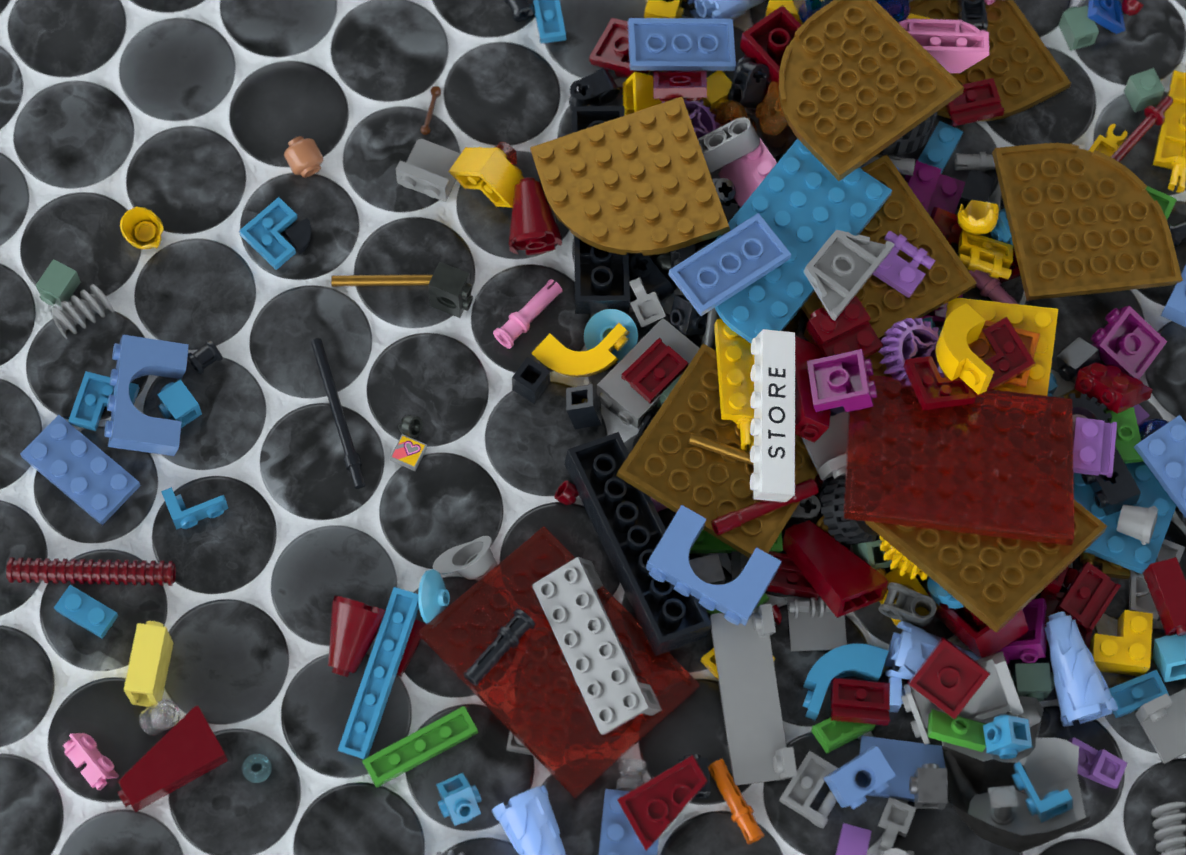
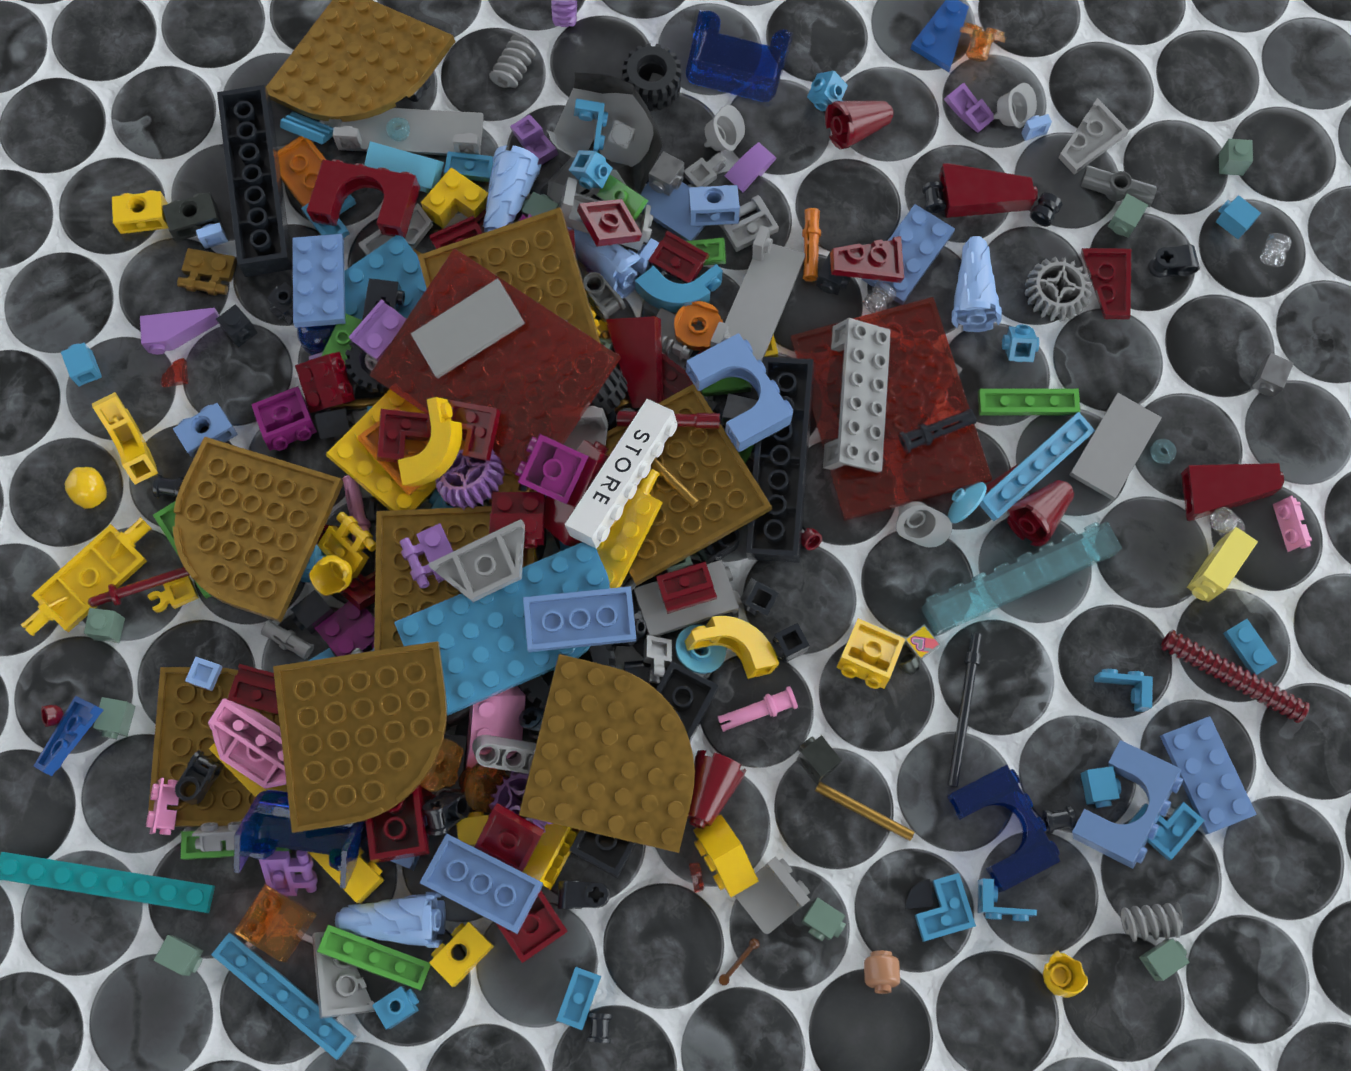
camera: 150 degrees left, 5 degrees up
(227, 251) = (989, 894): none -> dark azure bracket
(269, 354) = (1035, 850): none -> clear blue arch
(308, 746) = (1115, 446): none -> light grey tile
(341, 559) = (1021, 578): none -> clear light blue brick
(375, 172) = (823, 920): none -> sand green brick
(451, 412) = (870, 654): none -> yellow plate
(788, 656) = (691, 315): none -> orange plate
(1004, 465) = (467, 328): none -> light grey tile
(1028, 90) = (203, 673): none -> light blue plate
(1138, 522) = (385, 262): light grey piece -> none

